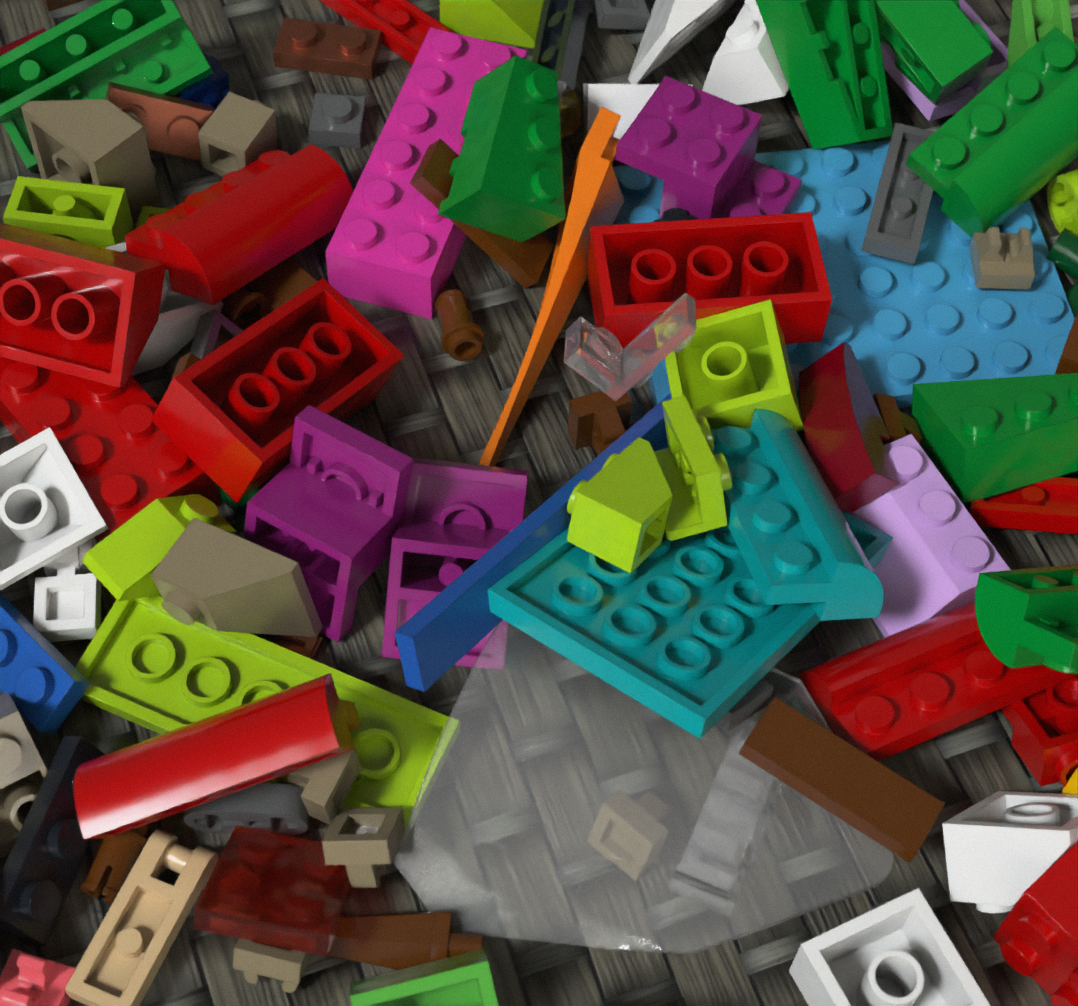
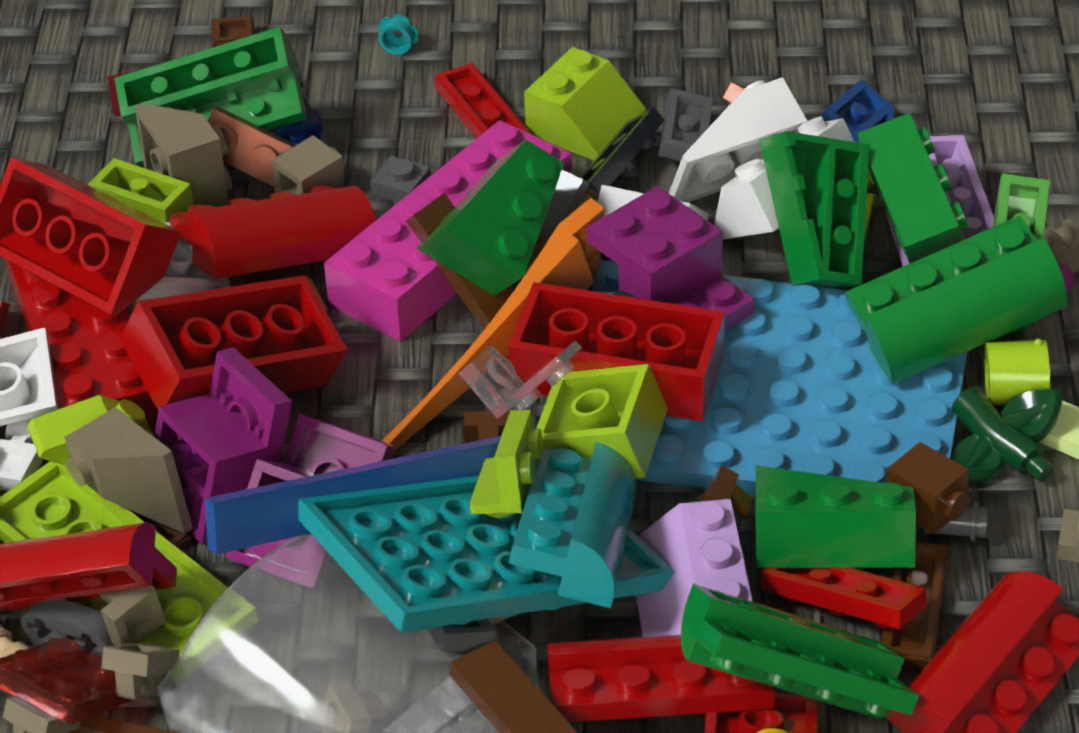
camera: 25 degrees right, 15 degrees down
(327, 48) = (421, 126): copper plate -> none
(460, 335) = (412, 352): reddish brown pin -> none
(621, 508) = (438, 477): lime slope -> none
(845, 430) = (671, 484): dark red slope -> none
(900, 201) = (825, 337): dark grey plate -> none
(1002, 259) = (900, 397): dark tan tile -> none

